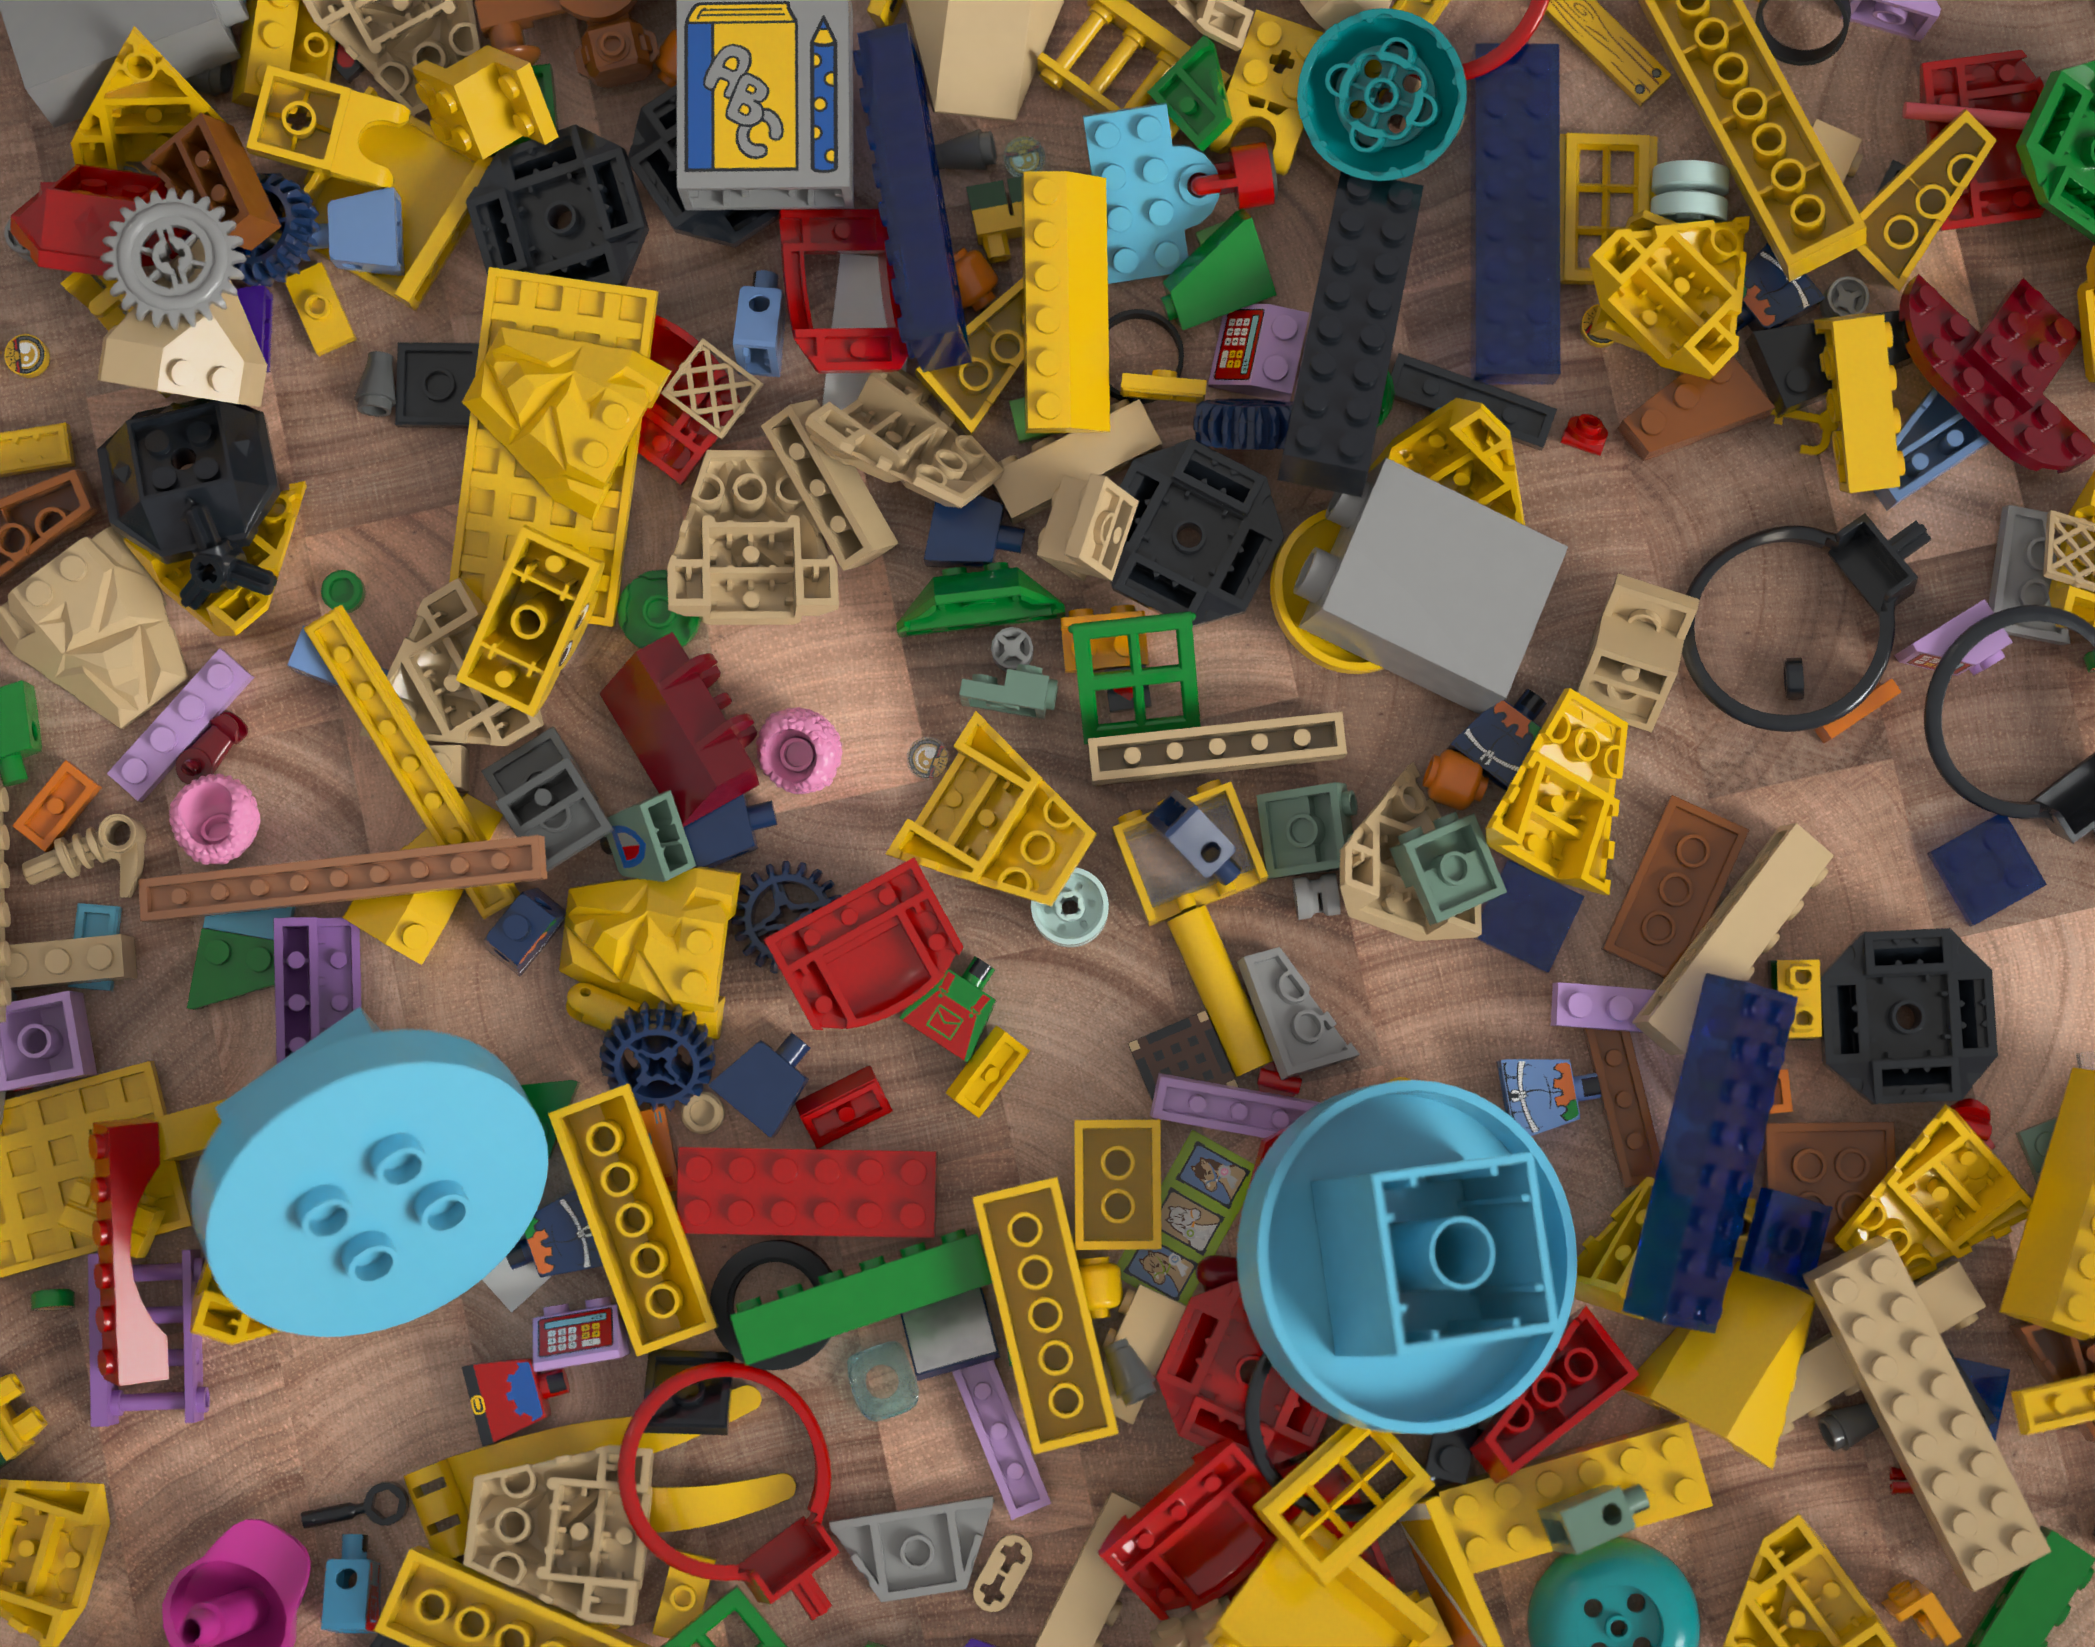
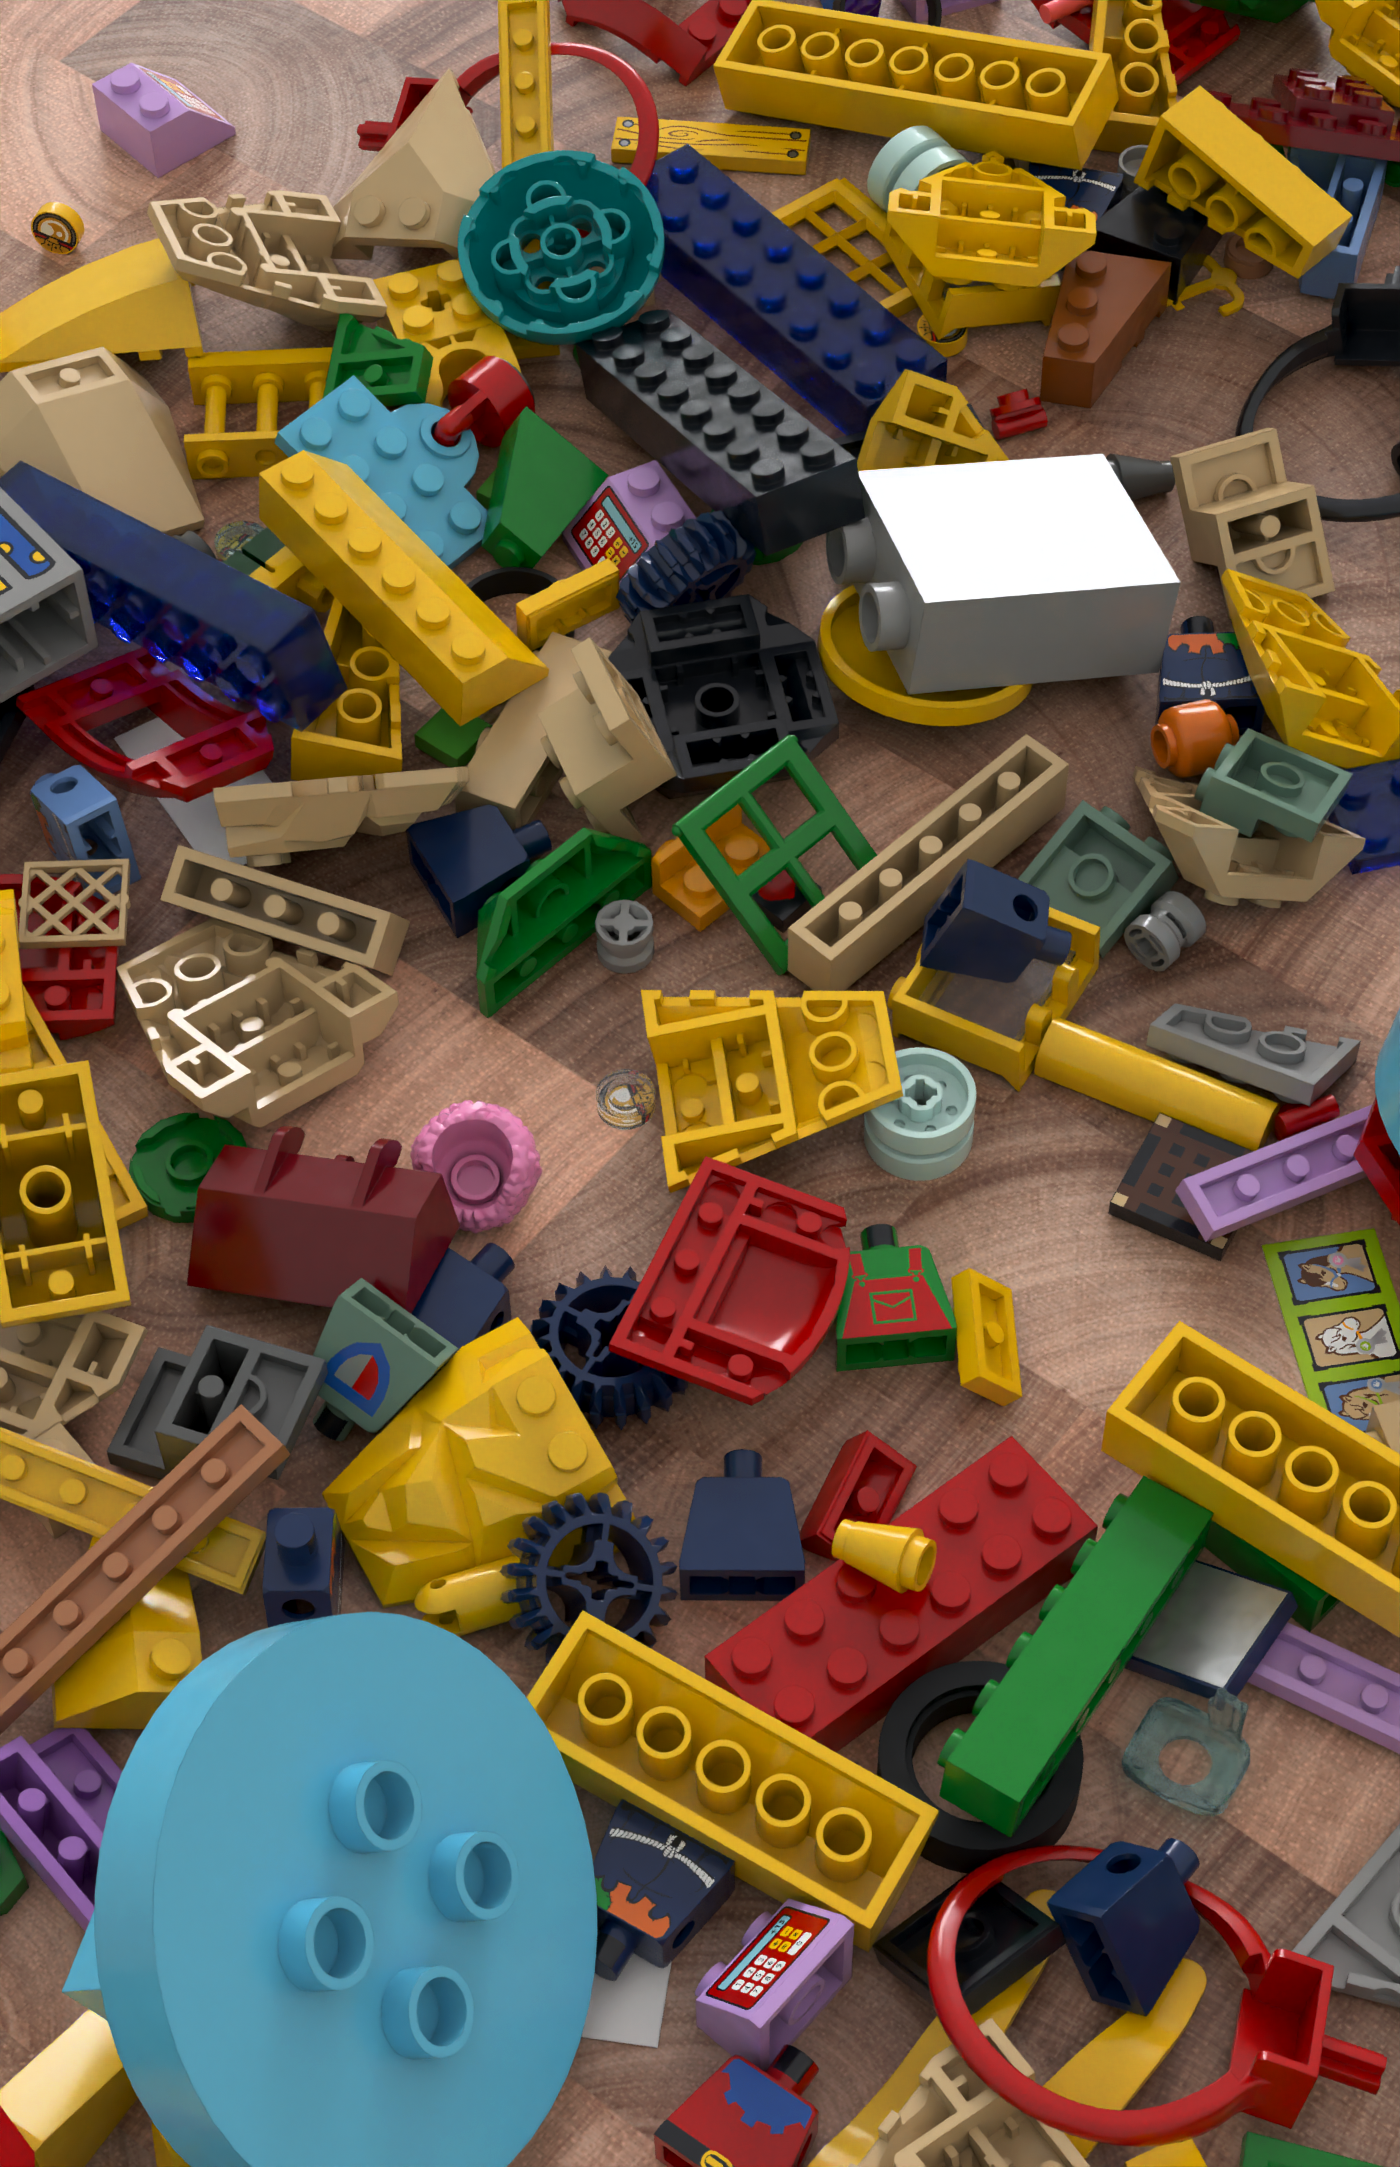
camera: 45 degrees left, 30 degrees down
(703, 1113) = (695, 1629): tan tile -> none
(772, 1446) = (1129, 1921): none -> dark blue torso
(803, 1175) = (887, 1553): none -> yellow cone
(1023, 694) = (670, 953): sand green plate -> none
(1117, 1184) = (1250, 1307): yellow brick -> none
(1604, 547) = (1142, 476): none -> dark grey cone

